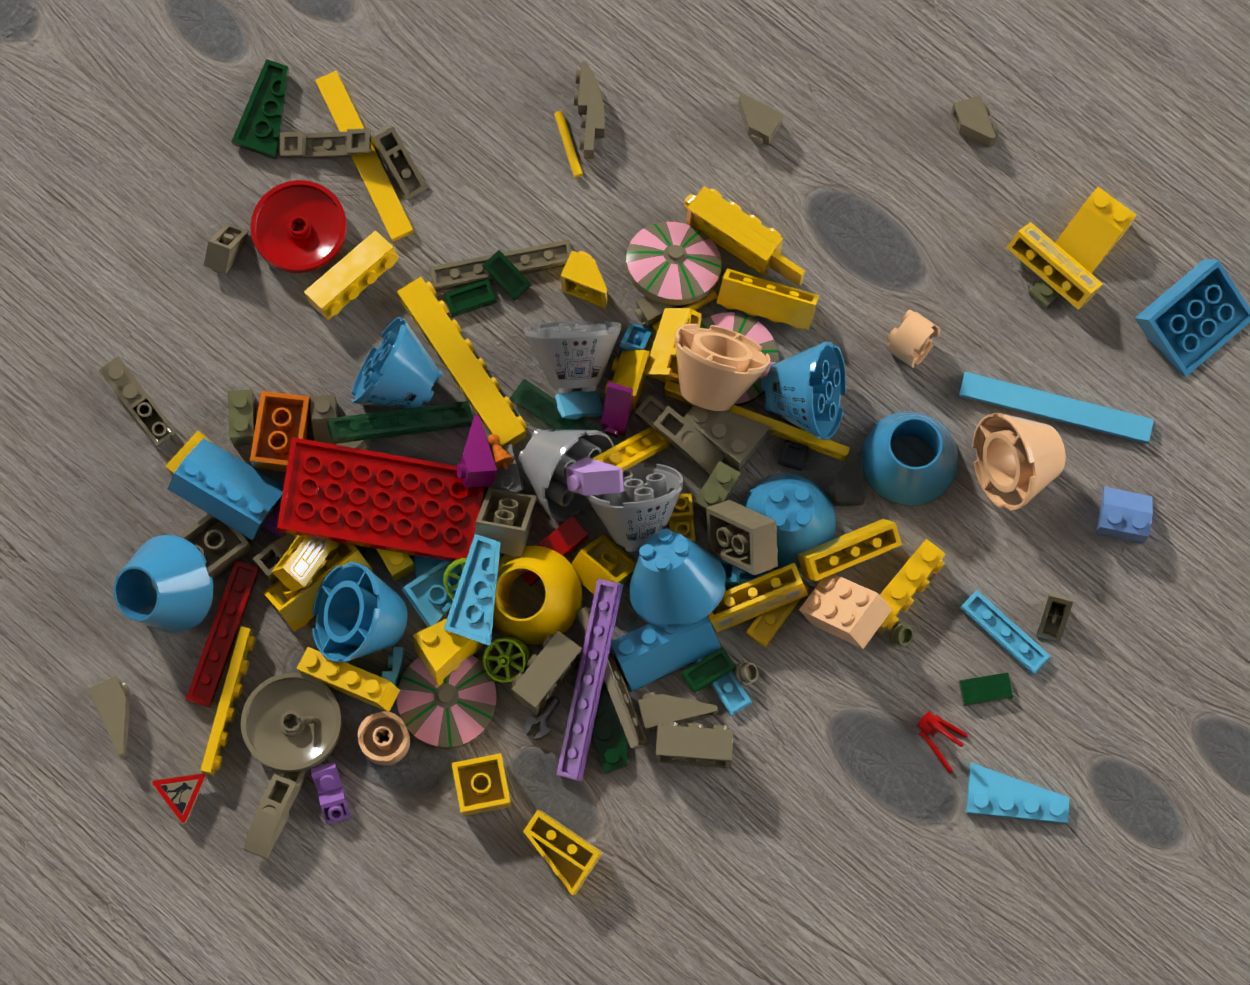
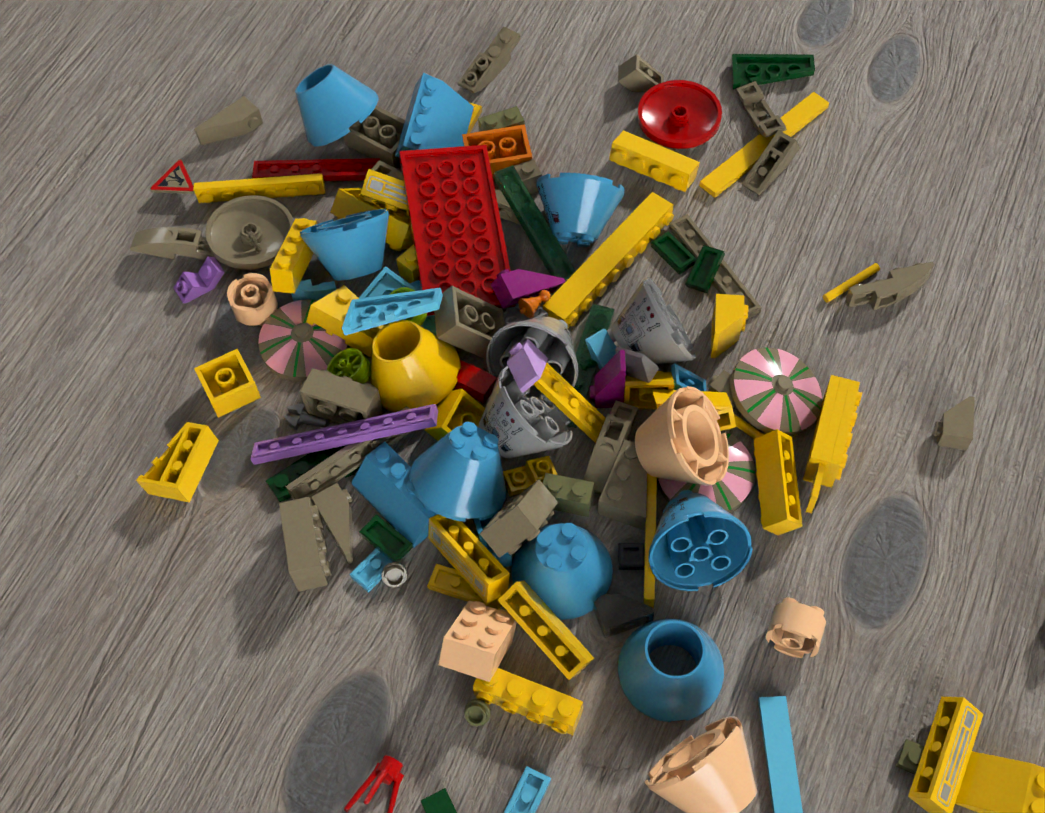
camera: 75 degrees right, 15 degrees down
(622, 375) = (639, 365): none -> light grey slope

